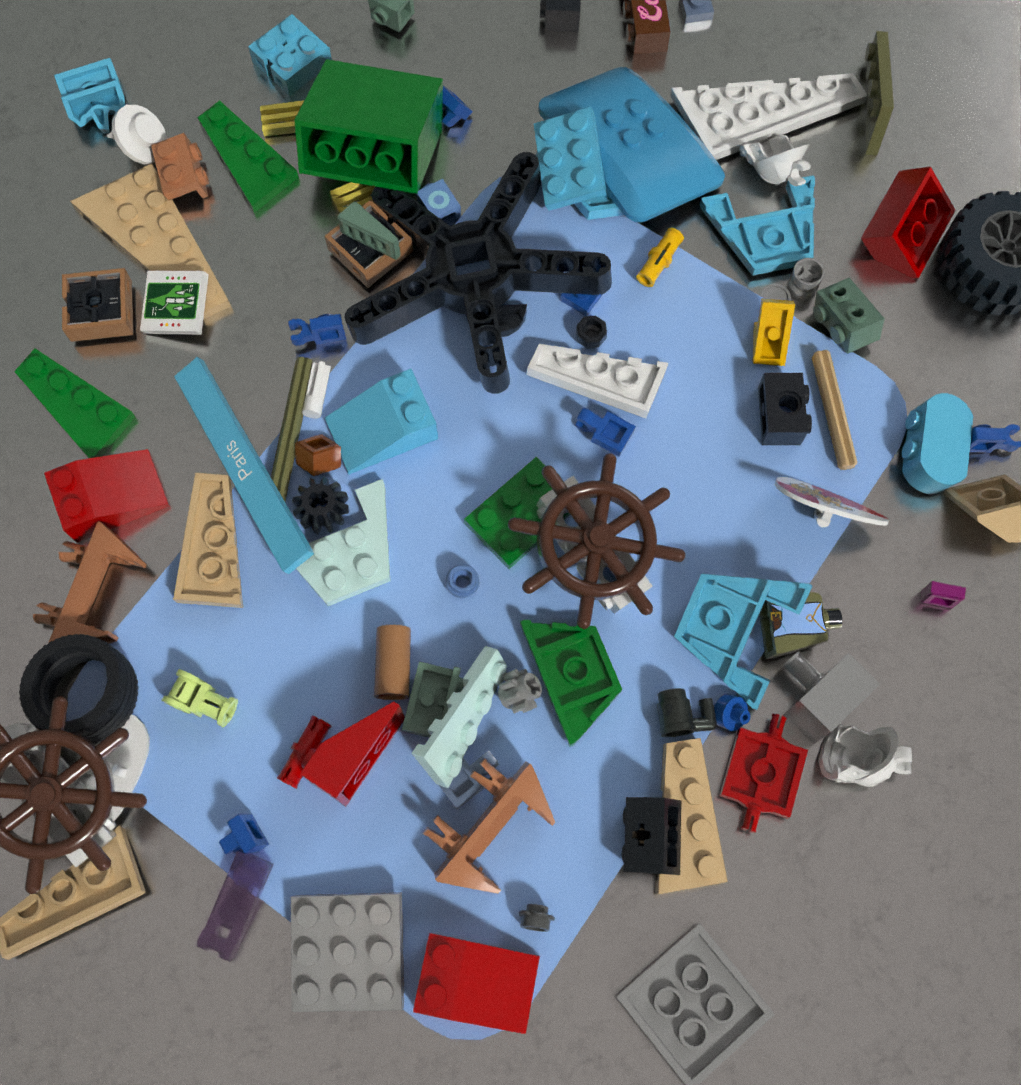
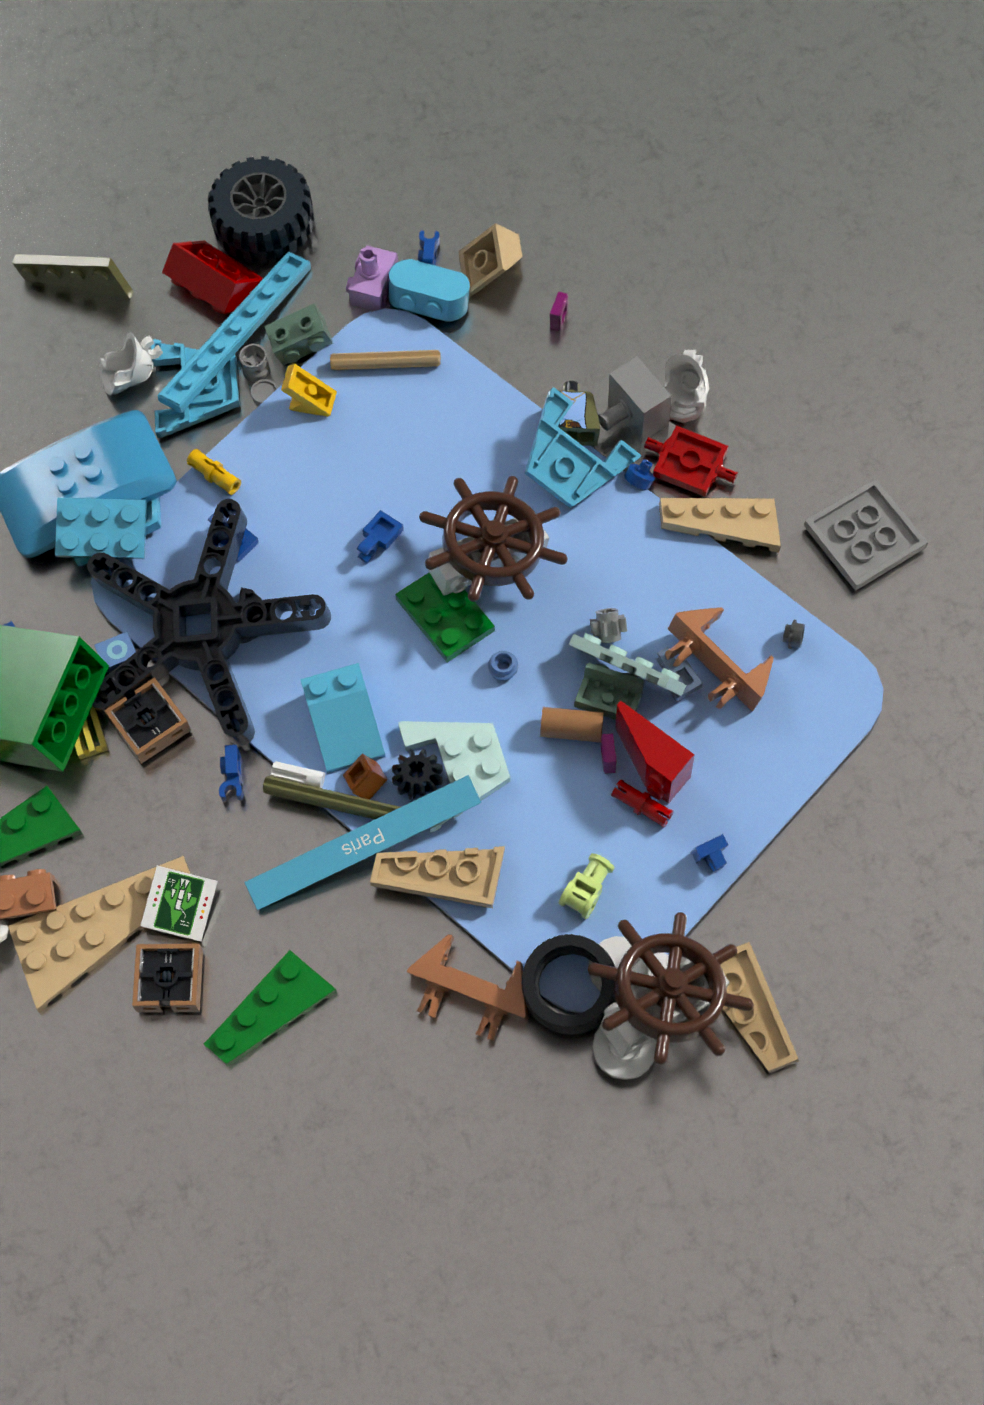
camera: 80 degrees left, 5 degrees down
(105, 490) = (372, 974): red slope -> none
(235, 904) = (766, 868): clear purple plate -> none
(347, 952) = (810, 780): light grey plate -> none
(358, 706) = (608, 753): none -> magenta tile
(364, 228) = (145, 707): sand green slope -> none
(476, 984) = (840, 685): red slope -> none
(573, 672) = (596, 584): green wing -> none
(591, 332) = (279, 536): black tile -> none
(608, 380) = (330, 526): white wing -> none
(663, 850) = (754, 534): black brick -> none
(677, 717) = (639, 511): pearl dark grey piece -> none
(763, 109) = (68, 377): white wing -> none
(779, 426) = (392, 405): black brick -> none
(827, 503) = (474, 375): shield -> none
(842, 253) = (234, 332): none -> medium azure tile
(934, 376) = (371, 278): none -> lavender brick

